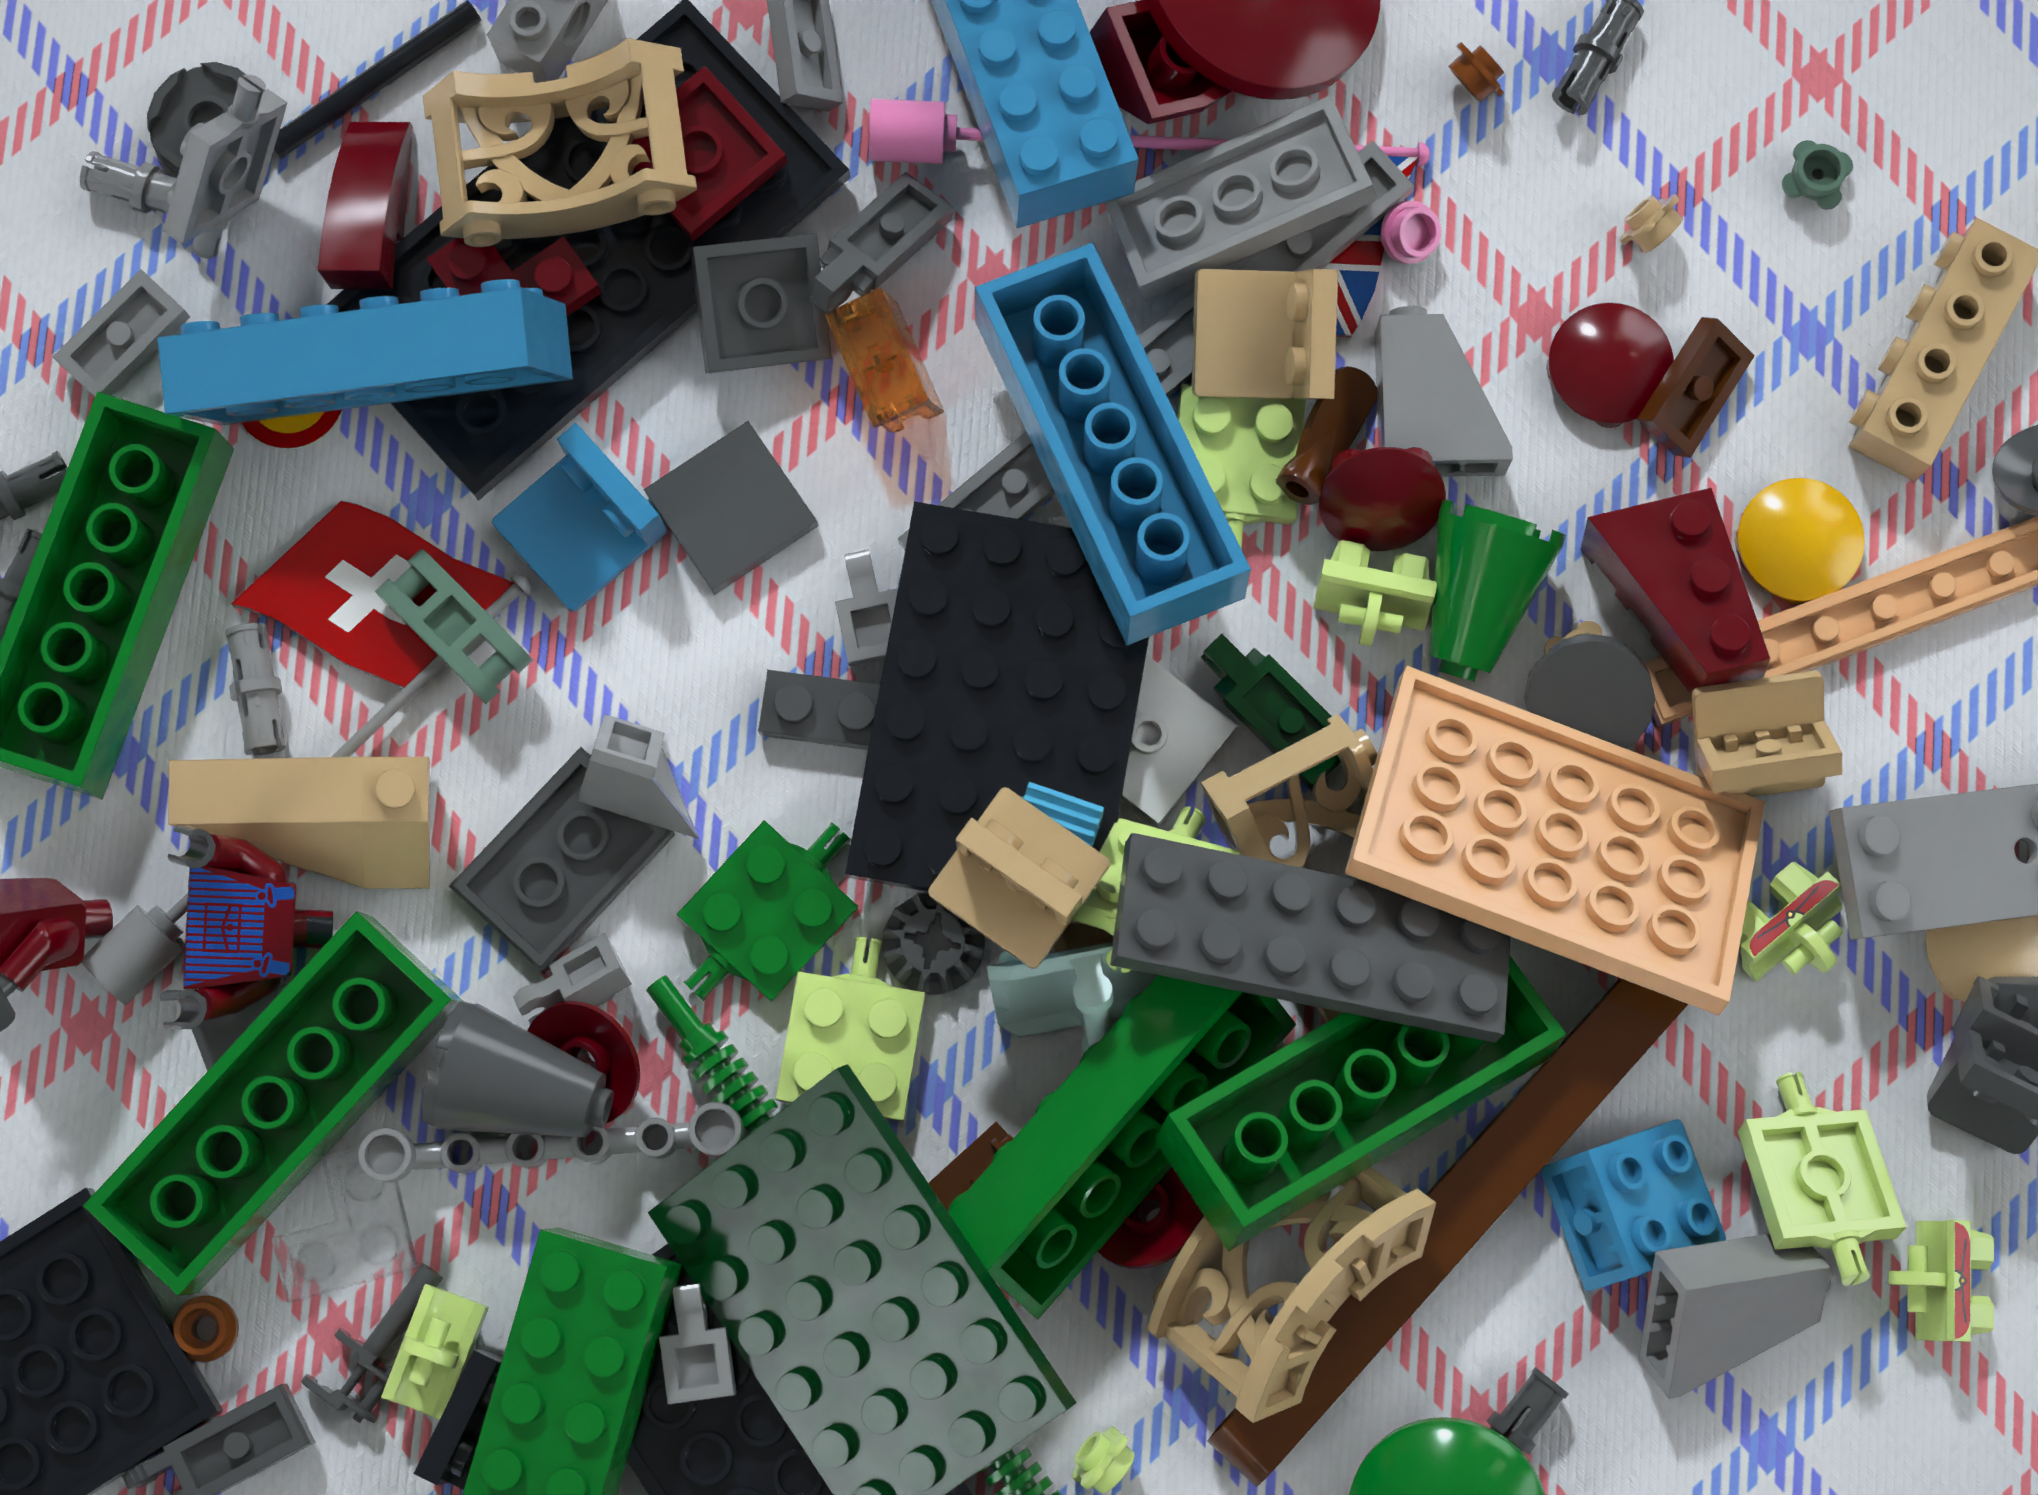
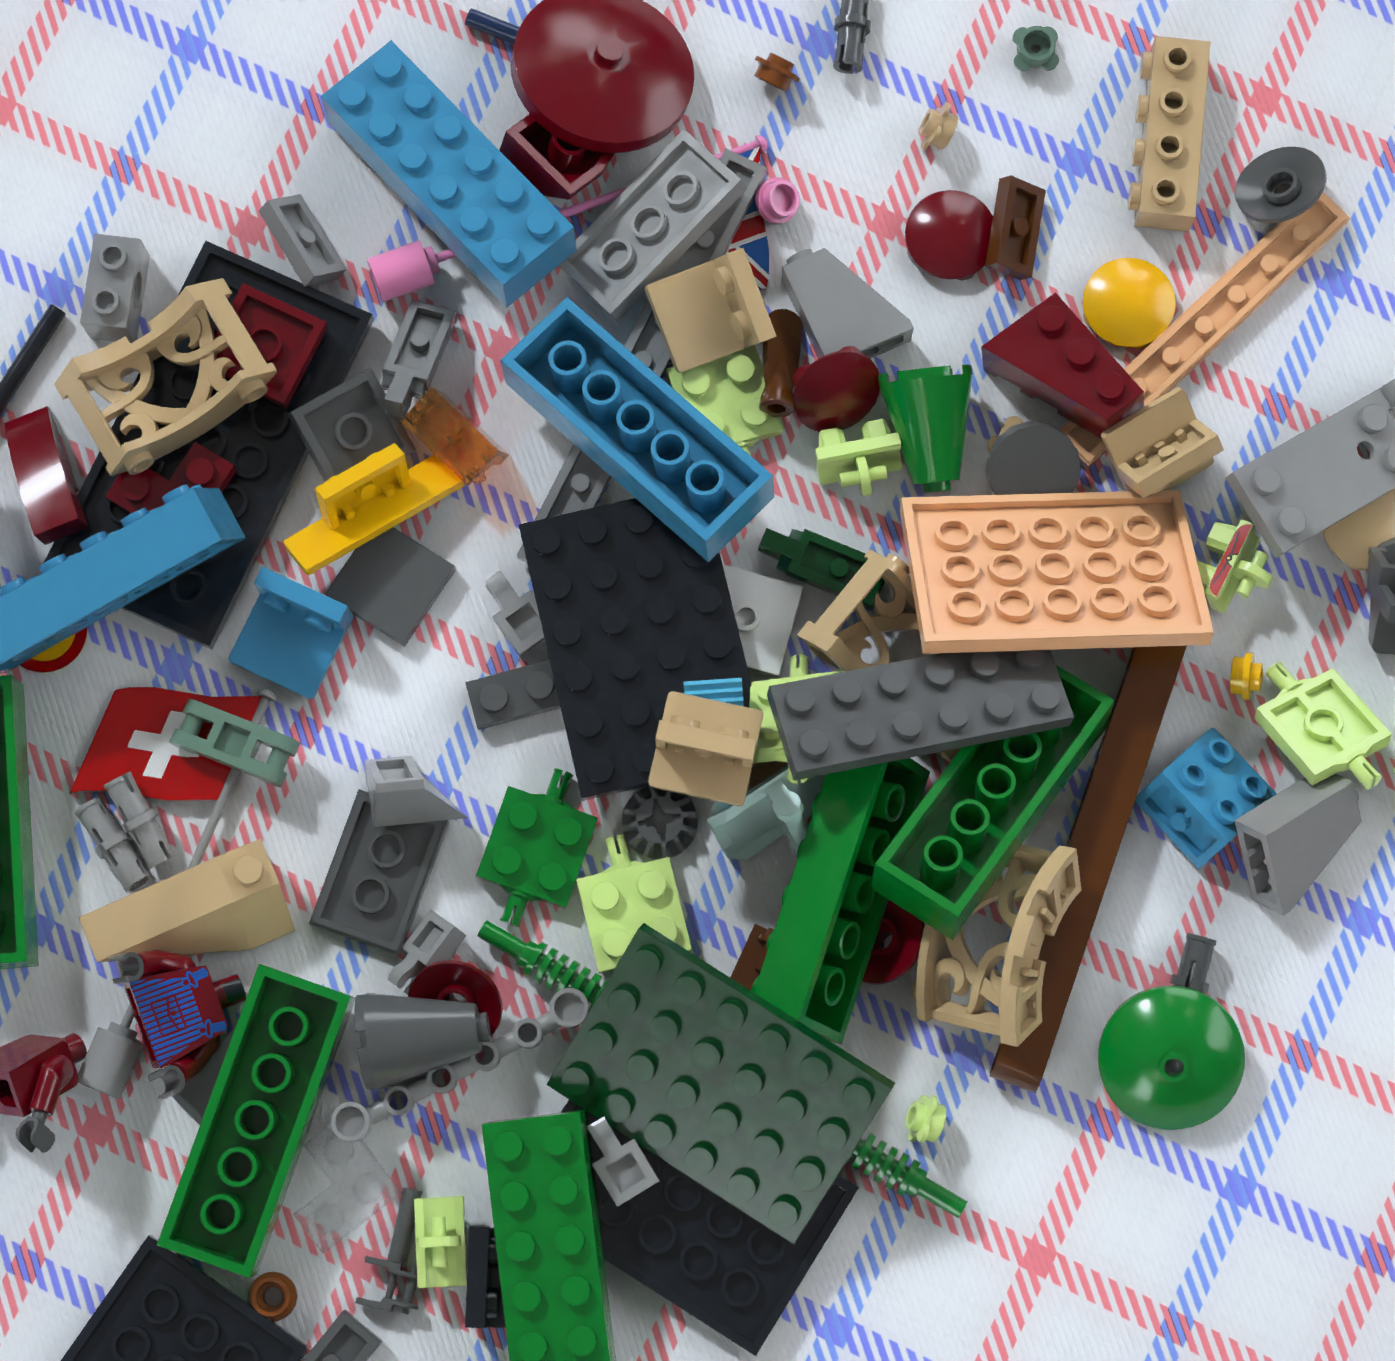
camera: 25 degrees left, 0 degrees up
(298, 672) = (139, 820): none -> light grey pin
(741, 398) = (368, 503): none -> yellow bracket
(1749, 1072) = (1246, 676): none -> yellow plate

